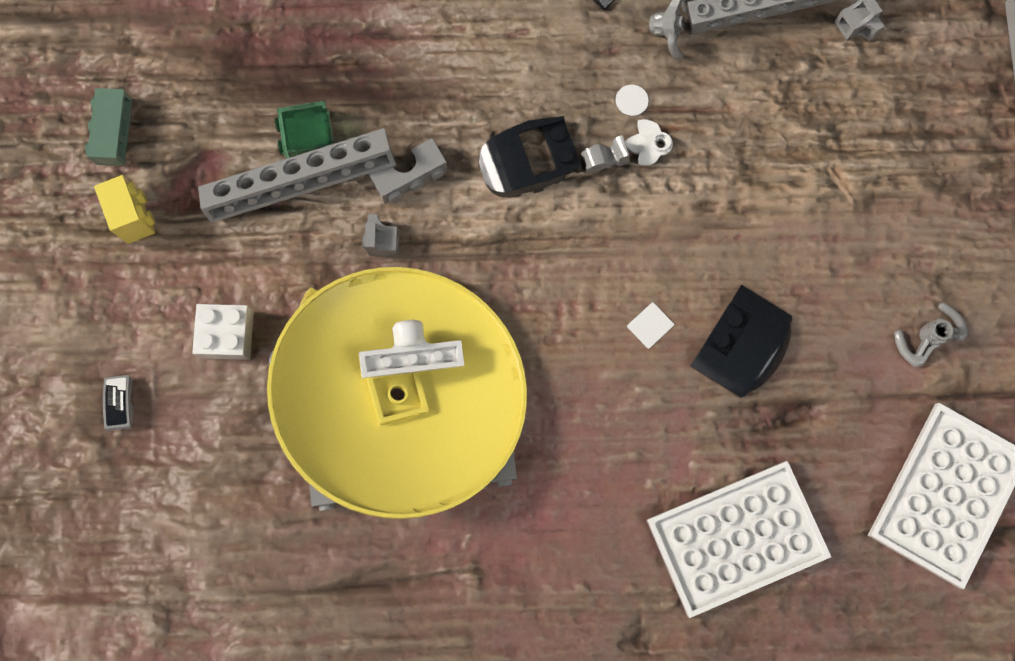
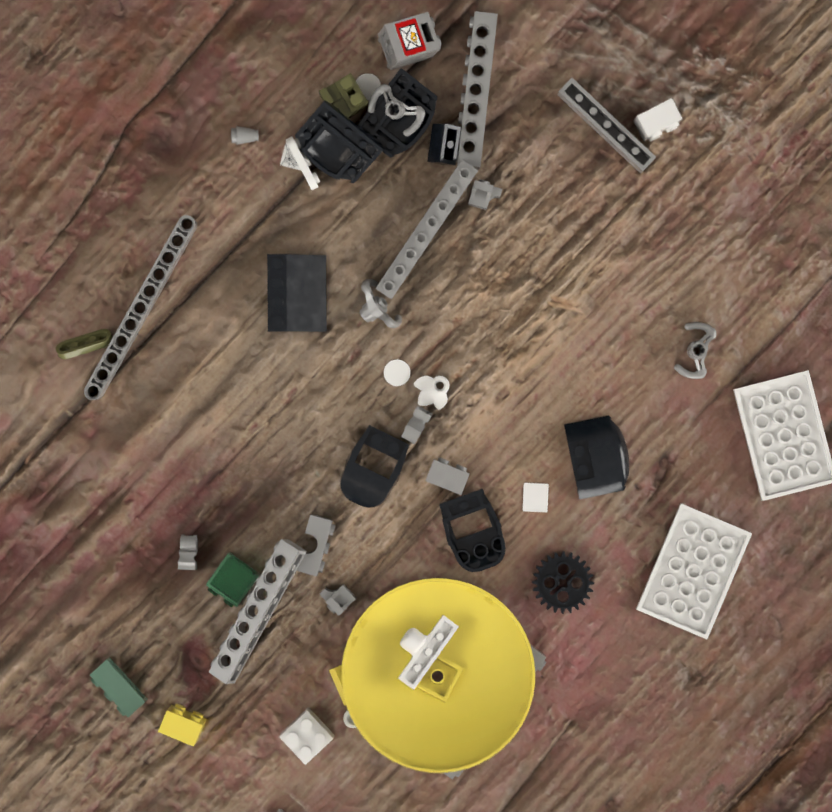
camera: 45 degrees left, 10 degrees up
(297, 68) = (187, 552): none -> light grey leg
(552, 319) = (478, 549): none -> black slope
(589, 226) = (447, 476): none -> light grey brick
(602, 448) = (550, 569): none -> black gear

